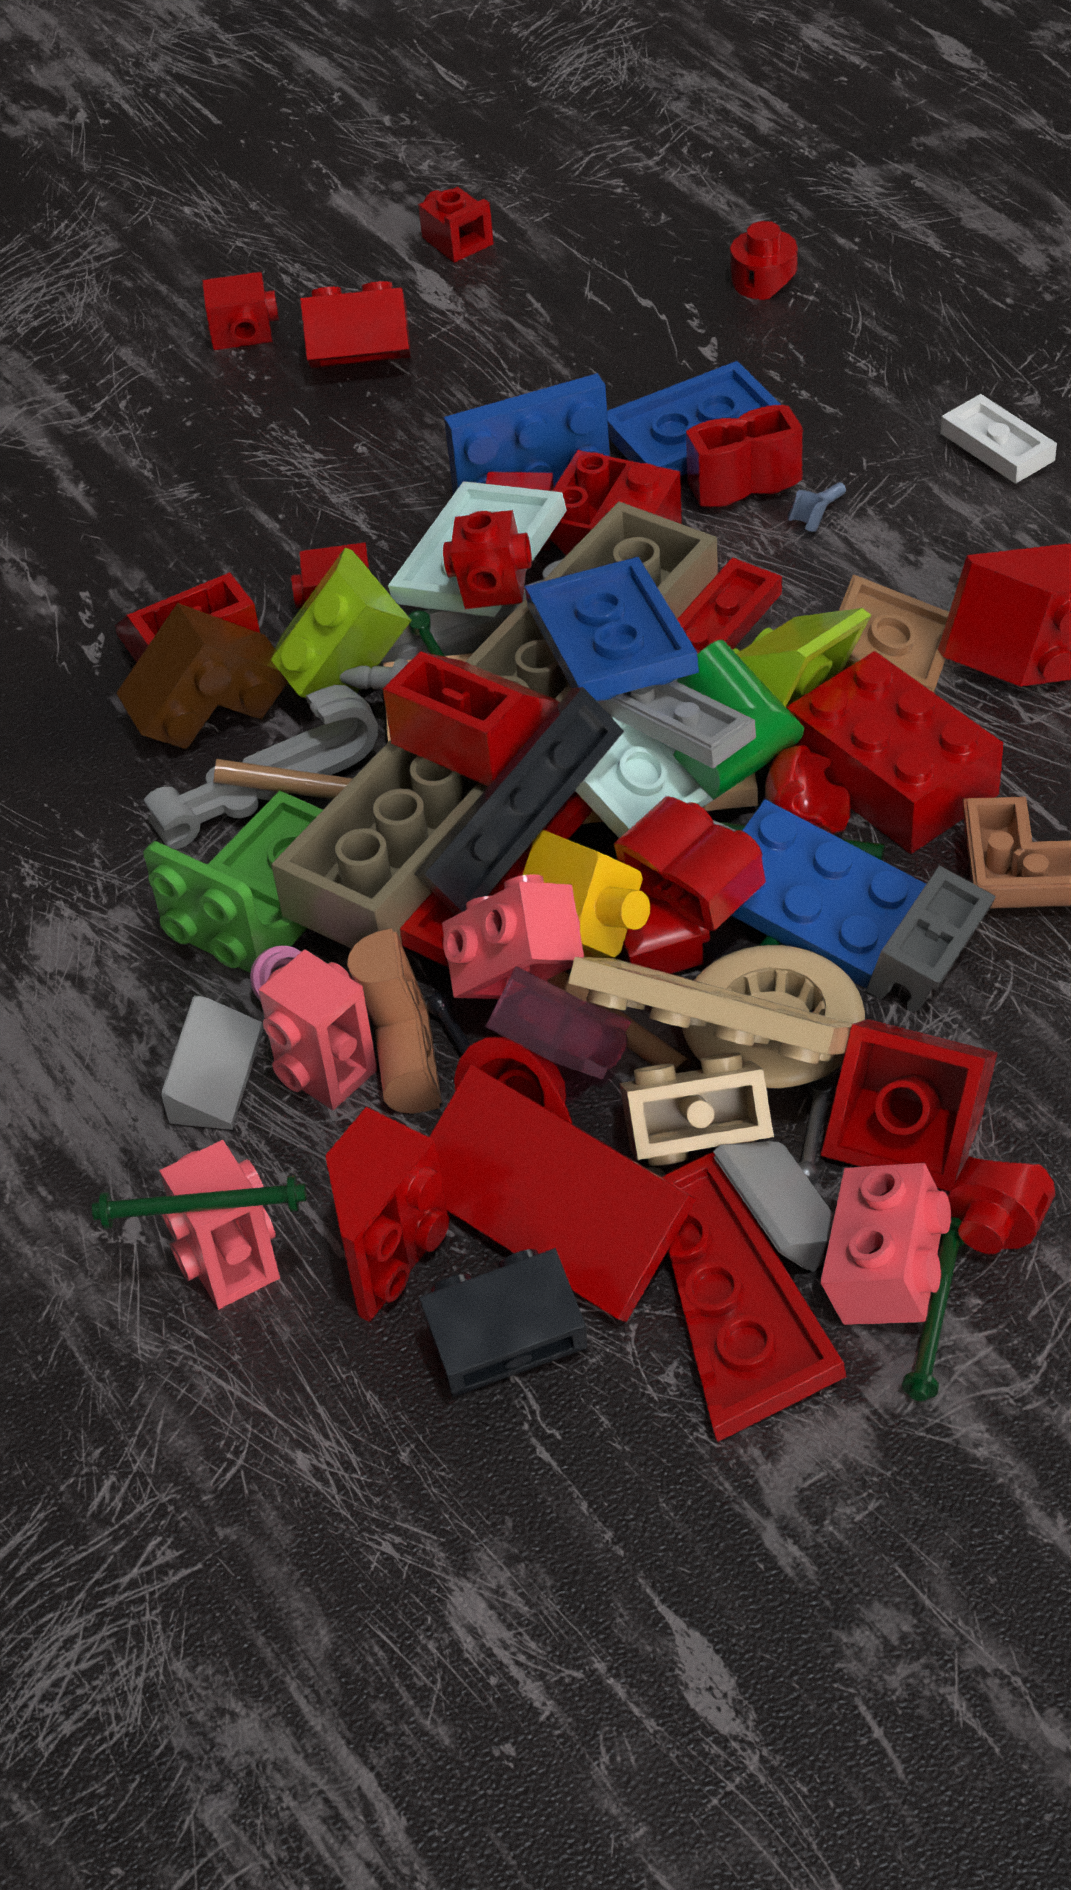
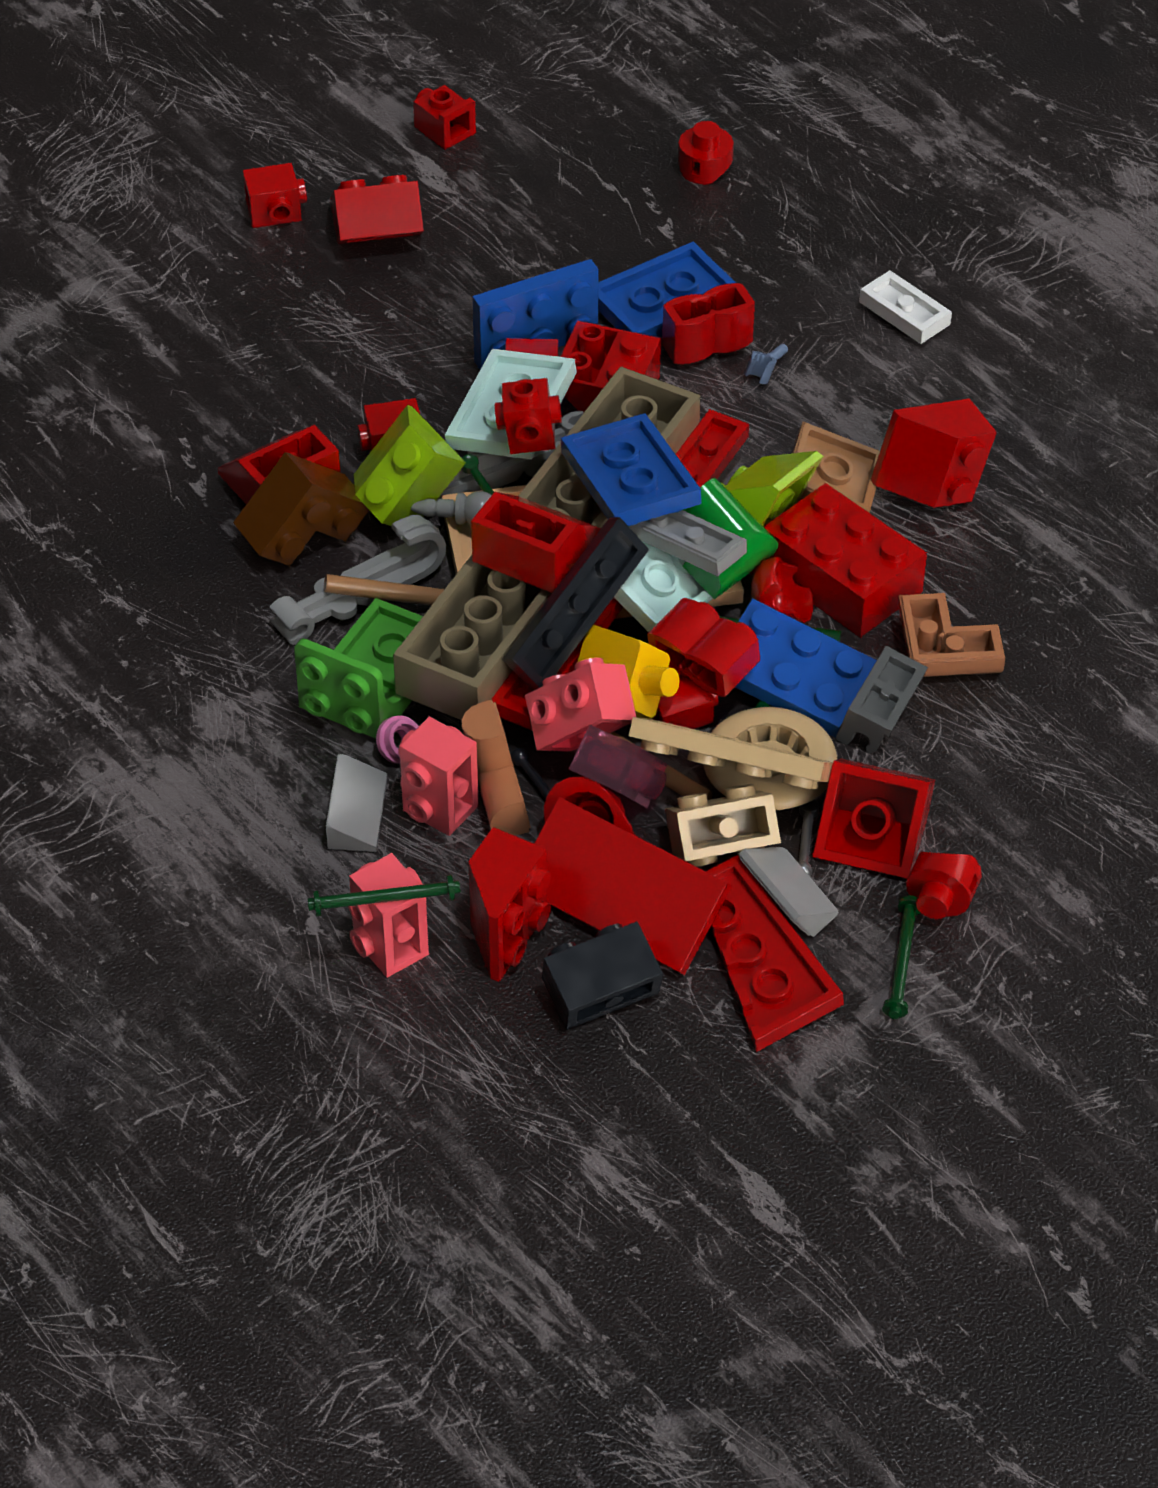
camera: 10 degrees left, 0 degrees up
(885, 1244) = (866, 913): coral brick -> none

